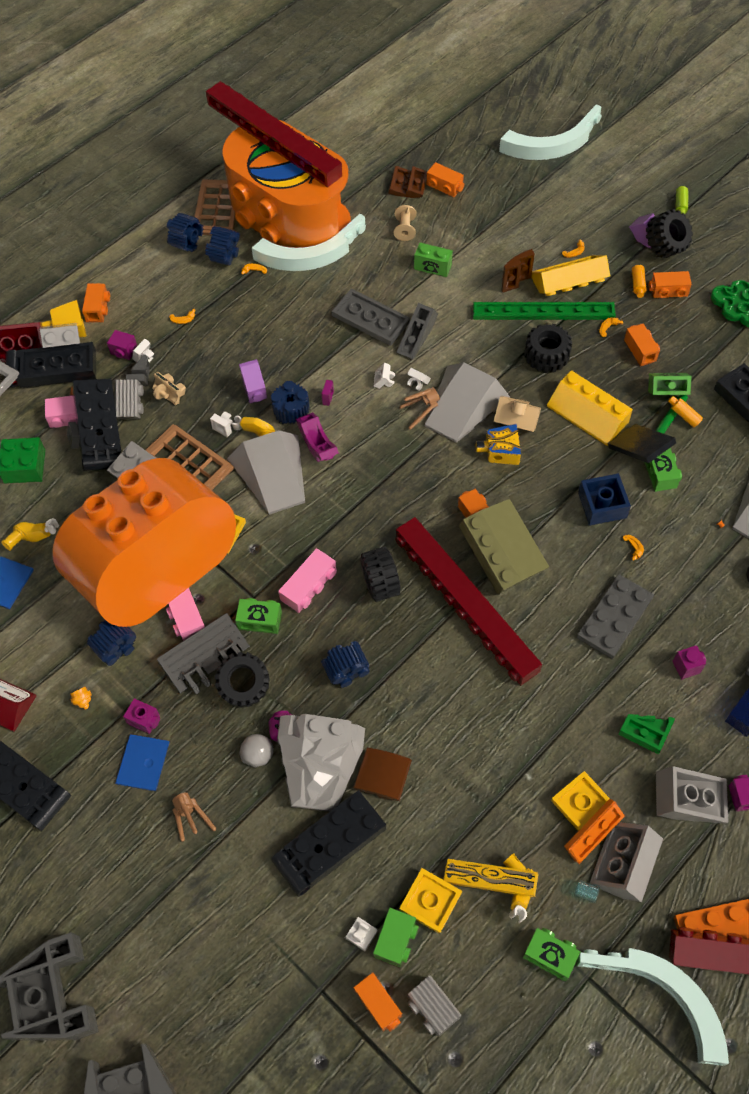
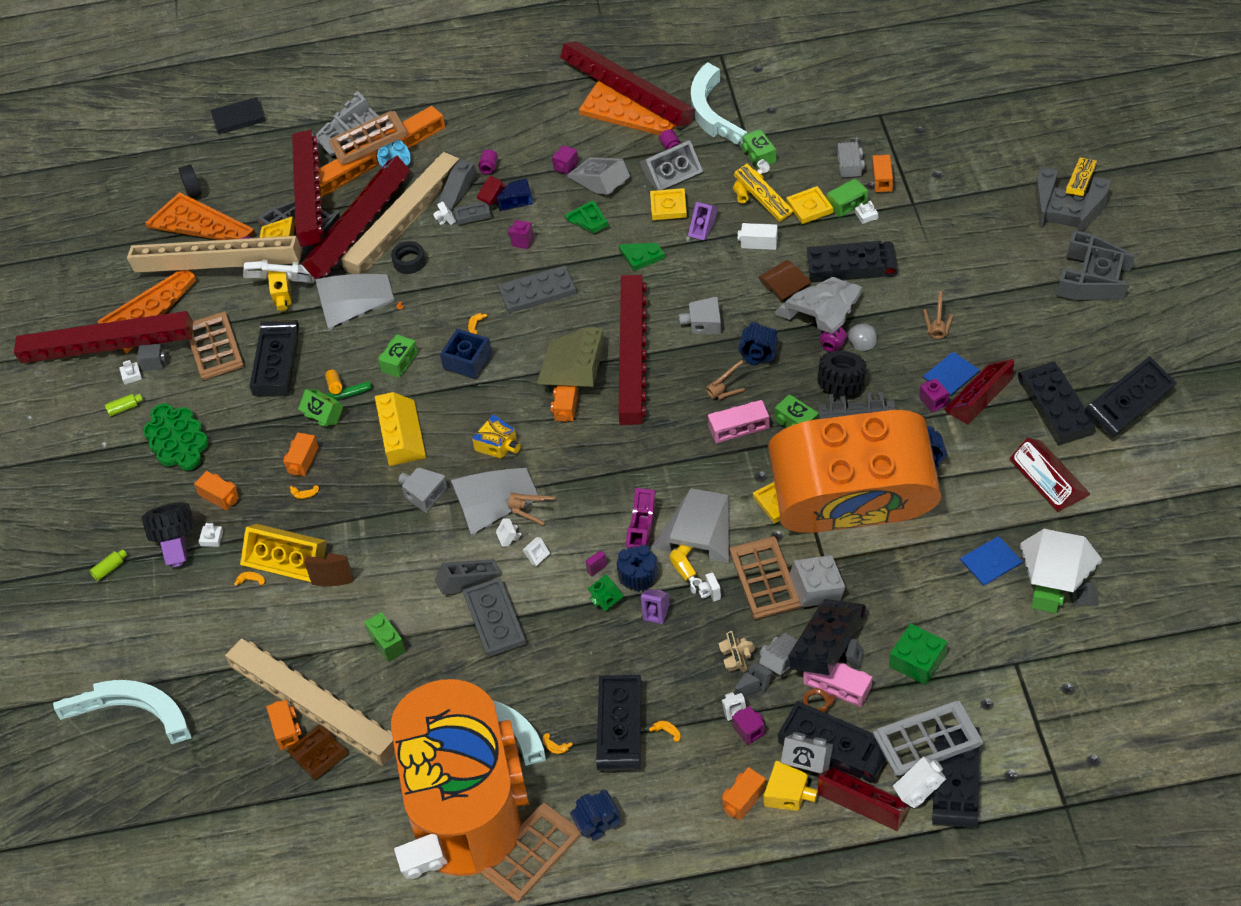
camera: 140 degrees left, 10 degrees down
(30, 532) = (946, 585): yellow arm -> none
(81, 698) = (973, 433): light orange plate -> none
(98, 751) = (981, 391): none -> dark red slope
(216, 297) = (619, 722): none -> black hinge
(222, 245) = (569, 771): dark blue brick -> none
(274, 134) = (435, 789): dark red brick -> none
(299, 370) = (604, 593): none -> green brick
(352, 605) = (716, 388): none -> medium nougat plant
(380, 574) = (682, 383): black tyre -> none
(405, 231) = (362, 701): tan piece -> none
(427, 674) = (703, 317): none -> light grey torso
(444, 200) = (312, 701): none -> tan brick
(451, 814) = (758, 236): none -> white brick
(518, 412) = (461, 452): tan piece -> none
(519, 373) = (423, 487): none -> light grey torso
(527, 801) = (702, 220): none -> medium lavender slope
(543, 310) = (341, 537): green tile -> none
(551, 337) = (378, 479): black tyre -> none
(554, 720) = (641, 254): none -> green wing
(587, 891) = (709, 166): clear light blue hinge -> none
(594, 831) = (676, 185): orange tile -> none
(637, 257) = (211, 535): none -> white tile
(639, 280) = (235, 512): light orange cylinder -> none
(642, 443) = (395, 370): black tile -> none
(661, 900) = (669, 139): none -> magenta brick

